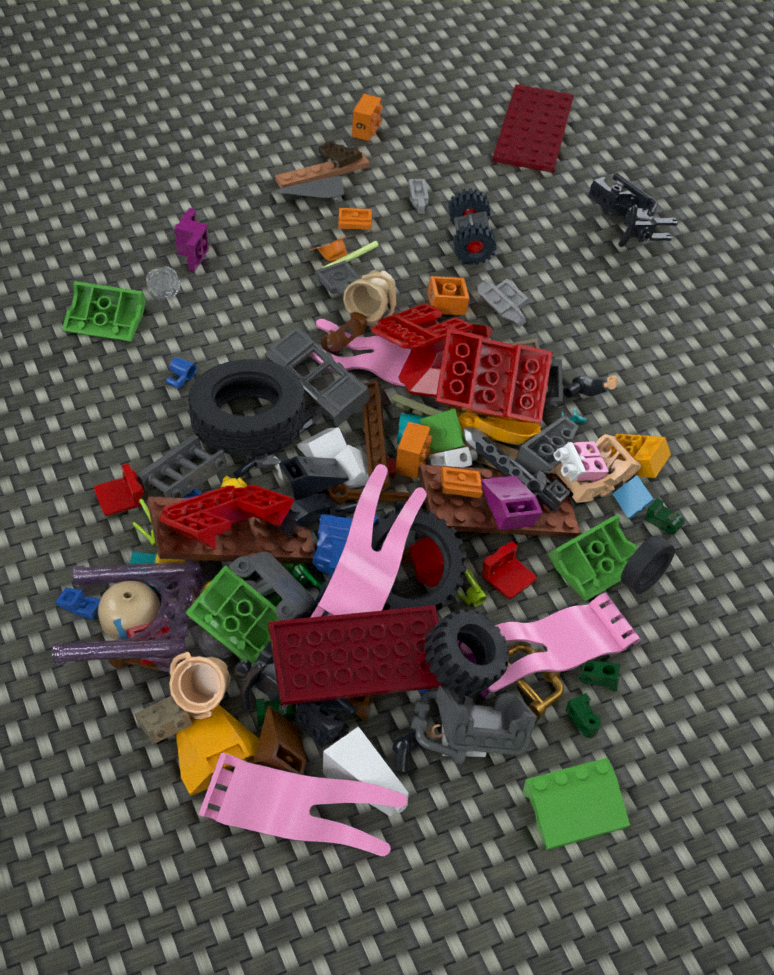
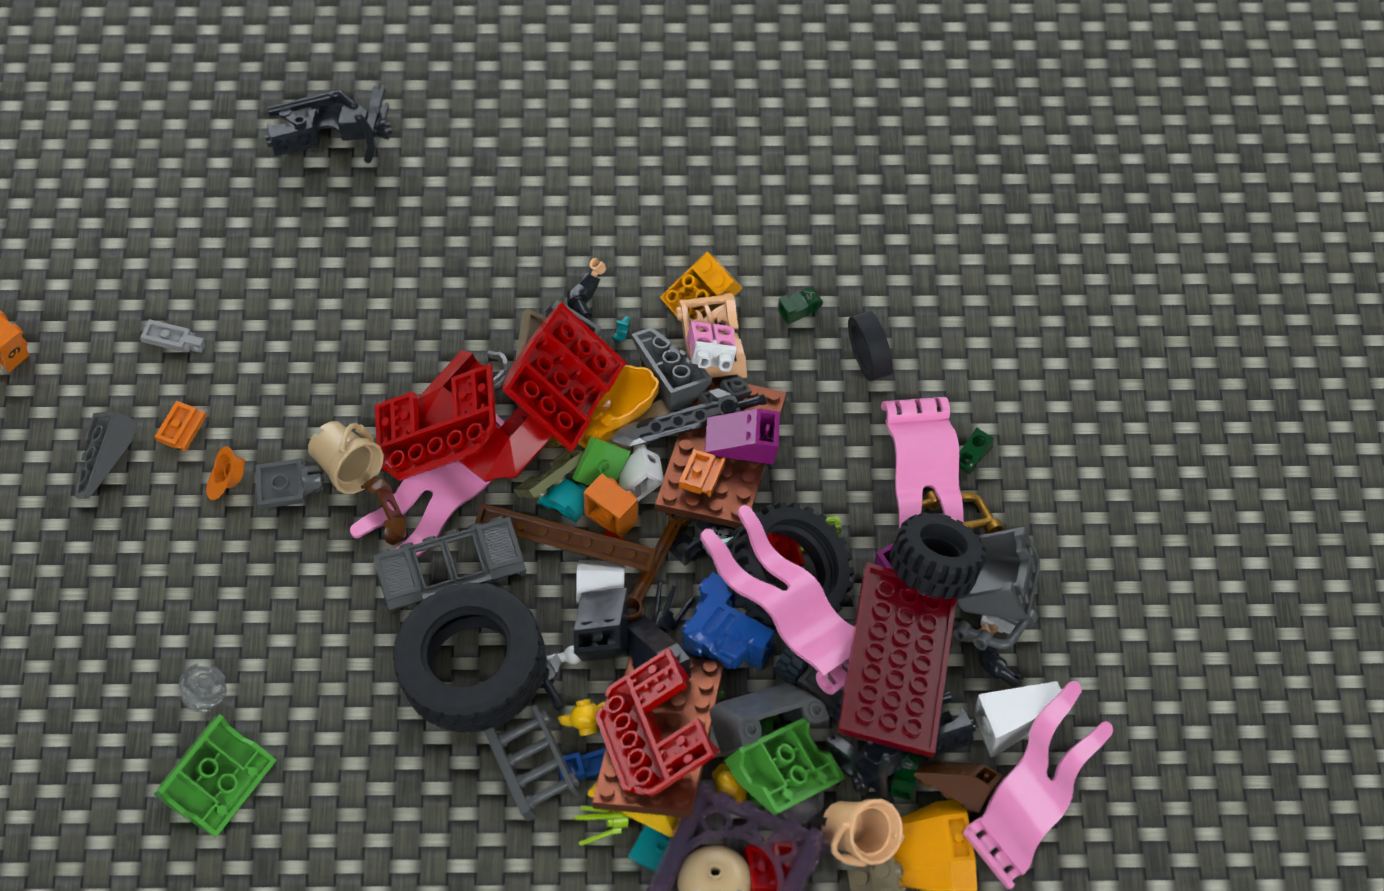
camera: 65 degrees left, 10 degrees up
(120, 493) = (533, 843): red bracket -> none
(182, 368) = (358, 713): blue piece -> none
(191, 239) = (135, 627): magenta bracket -> none
(303, 576) = (735, 687): green plant -> none
(318, 172) = (64, 432): nougat plate -> none
(324, 444) = (551, 599): white slope -> none
(339, 154) = (54, 397): dark brown wing -> none
(357, 253) = (243, 451): yellowish green bar -> none
(448, 295) = (377, 374): orange brick -> none
(473, 236) = (275, 301): black plate -> none
(504, 299) = (404, 319): light grey plate -> none
(506, 572) = (814, 482): red bracket -> none
(533, 128) = (108, 159): dark red plate -> none
(577, 803) = (1112, 537): bright green piece -> none
(583, 716) = (1016, 489): dark green leg -> none
(594, 558) = (827, 391): bright green piece -> none
(633, 497) = (762, 320): dark azure piece -> none

